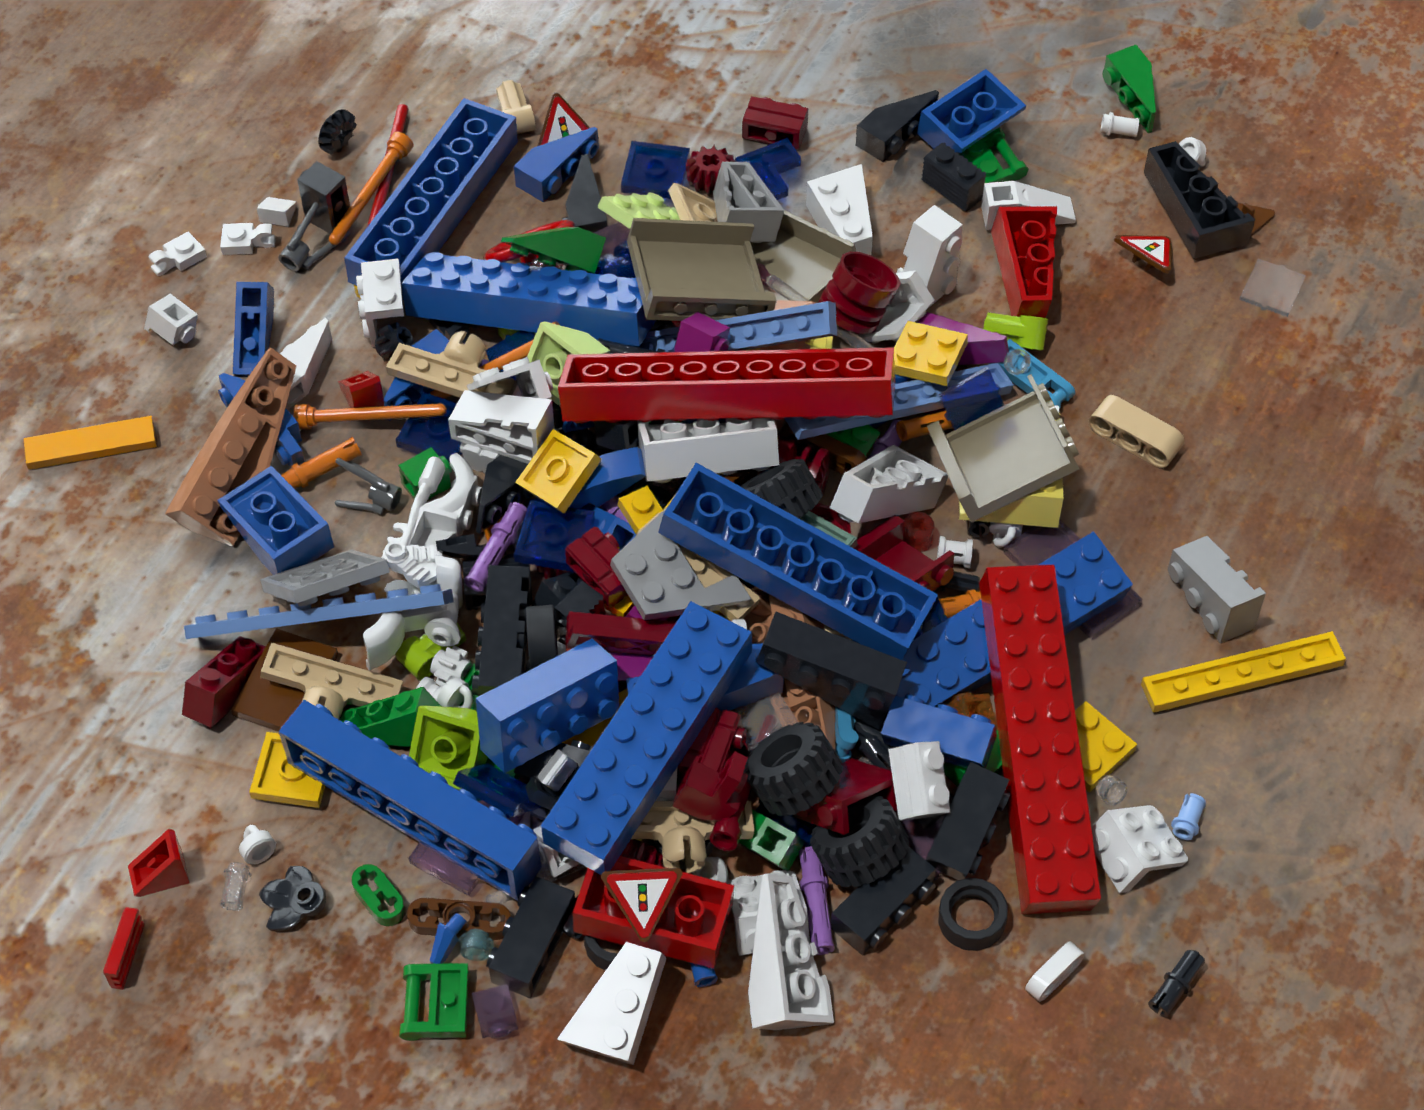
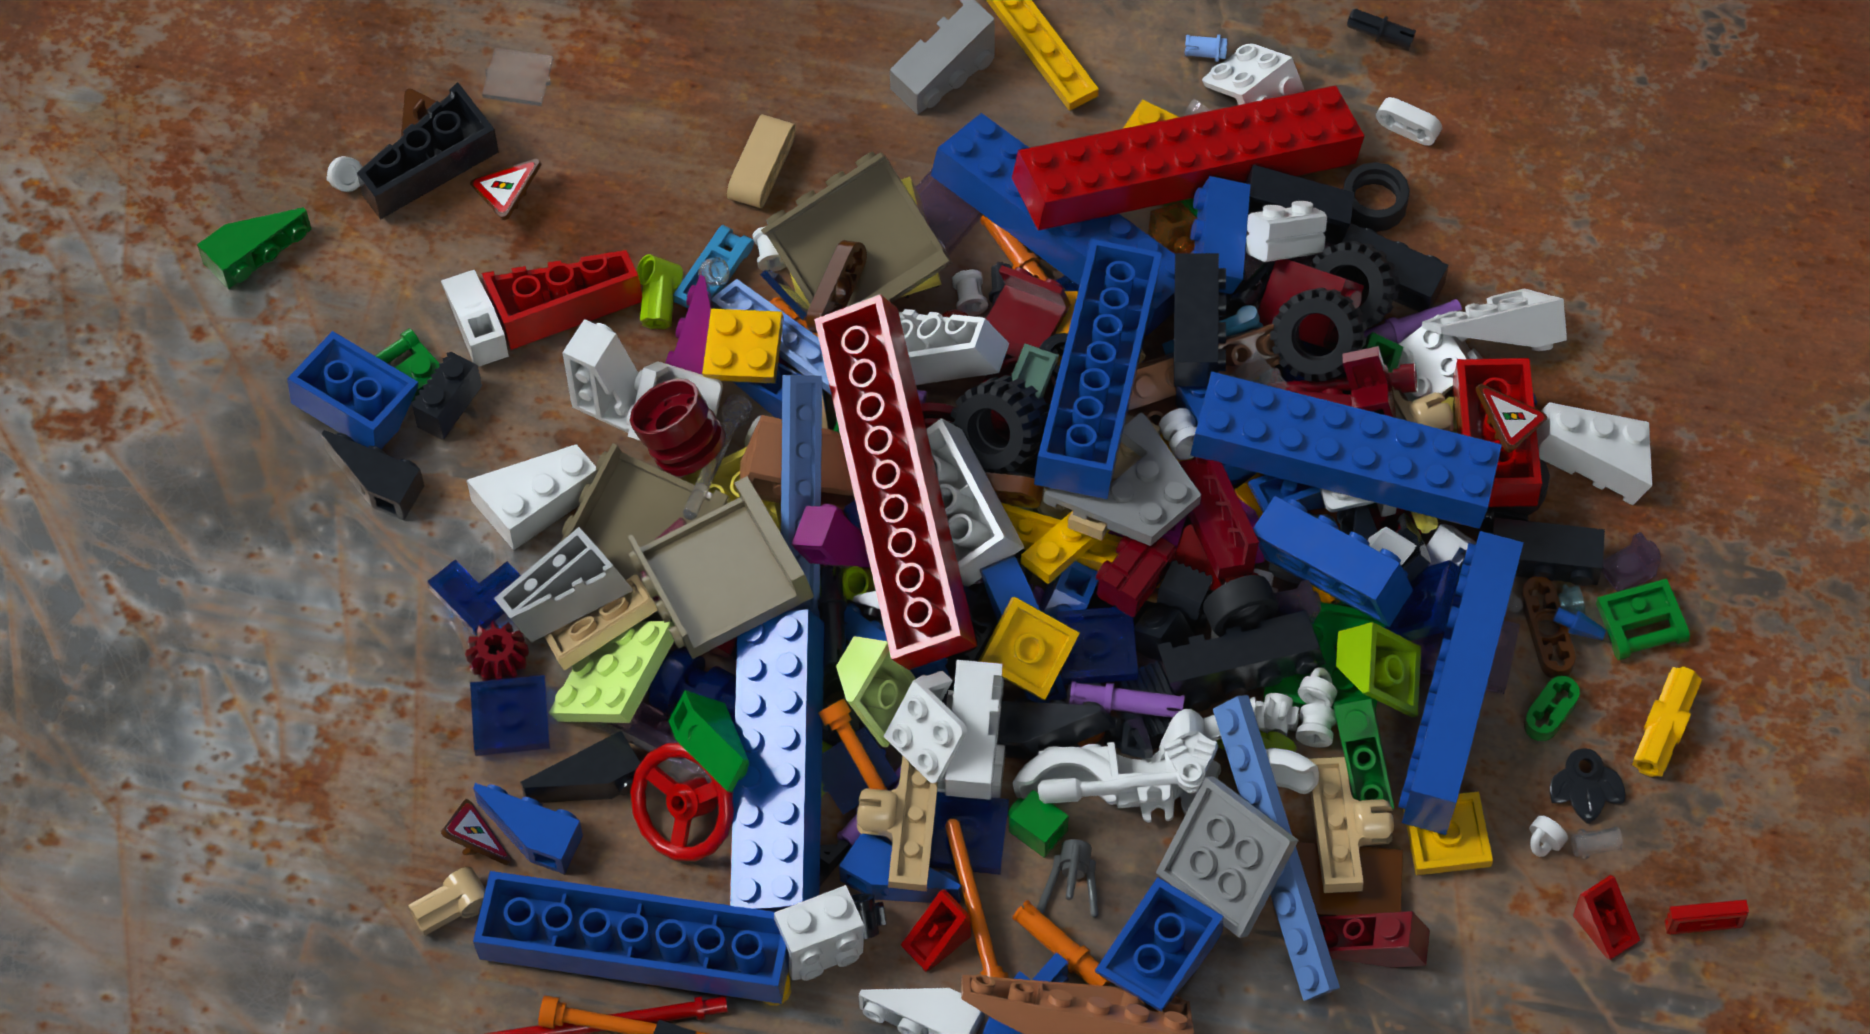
camera: 105 degrees left, 5 degrees up
(323, 983) = (1667, 721): none -> yellow piece
(774, 121) = (401, 602): dark red brick -> none
(978, 425) = (842, 272): none -> reddish brown beam
(1119, 125) = (315, 258): white pin -> none

